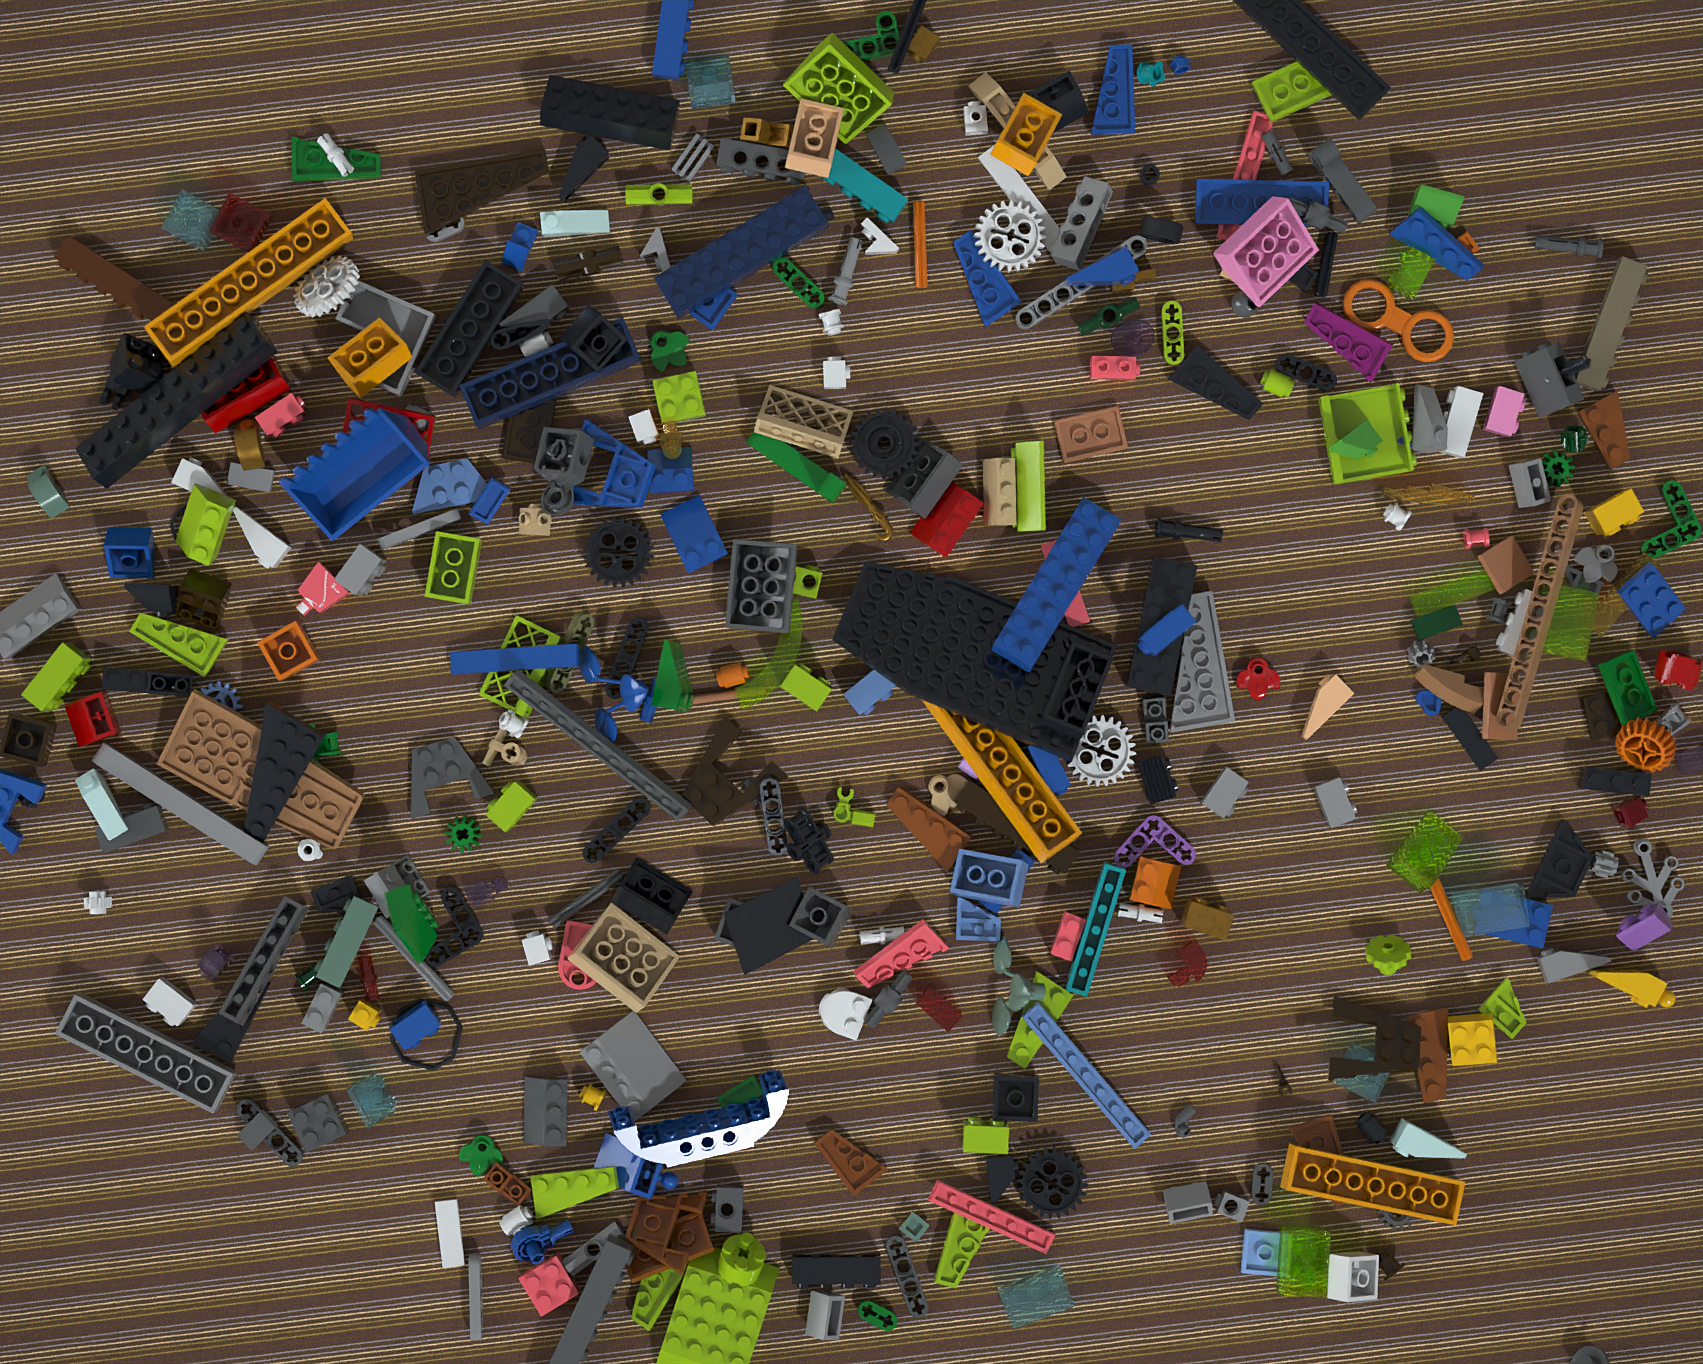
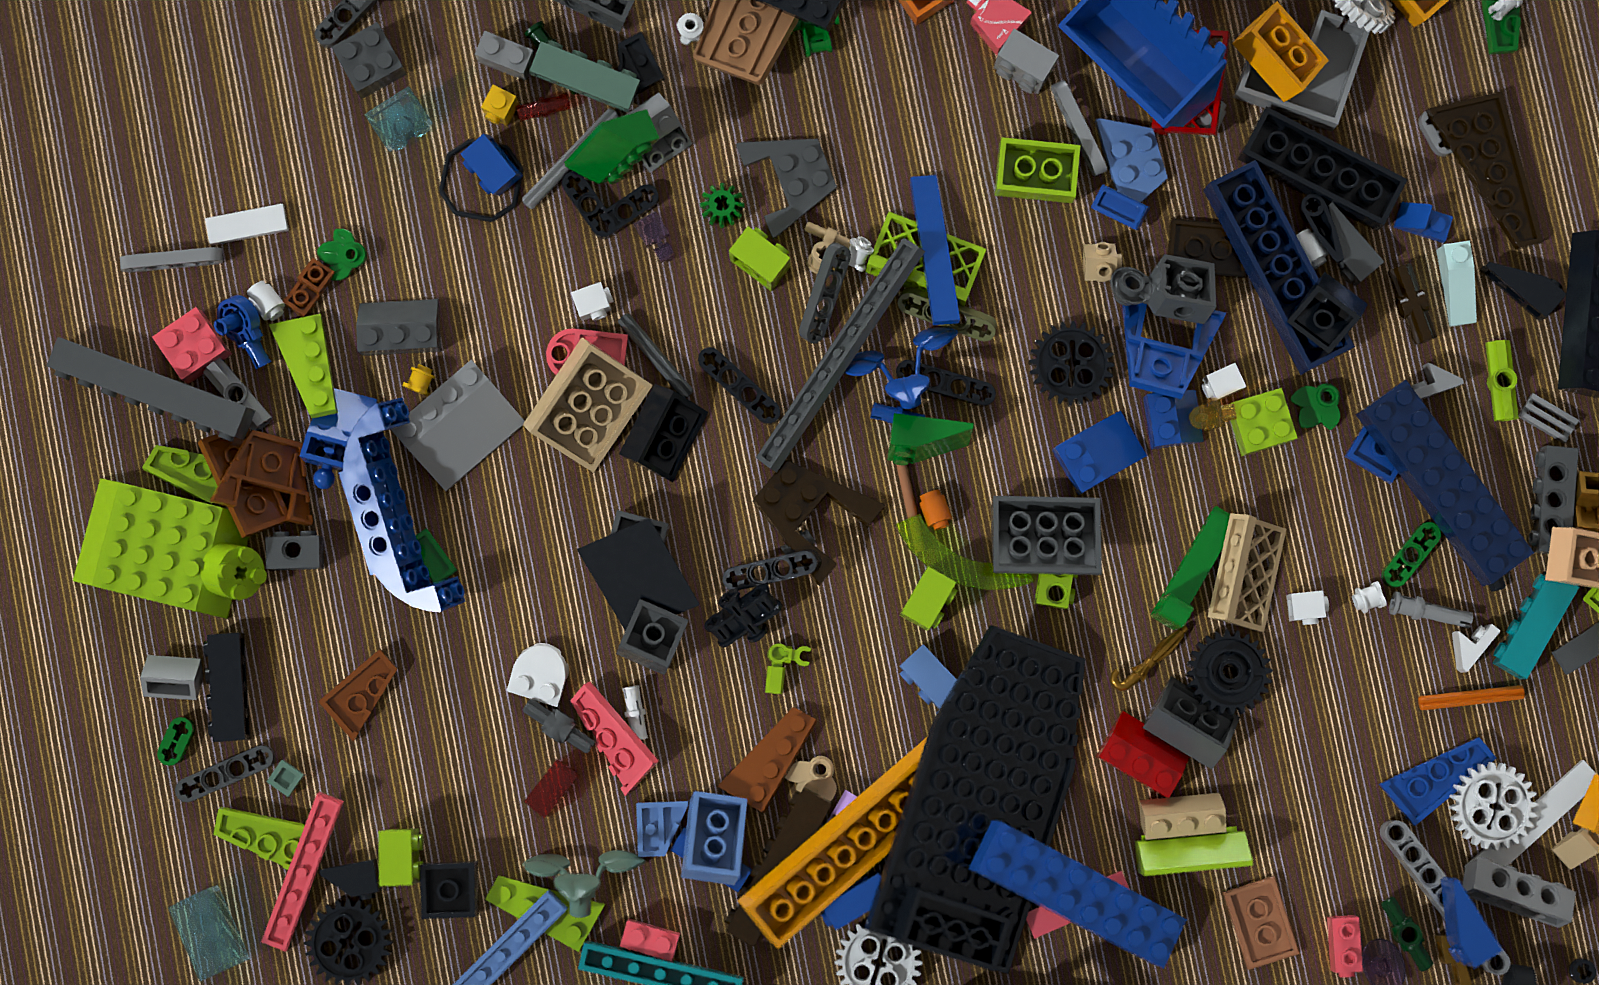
camera: 80 degrees right, 5 degrees down
(543, 756) = (821, 292): none -> dark grey beam

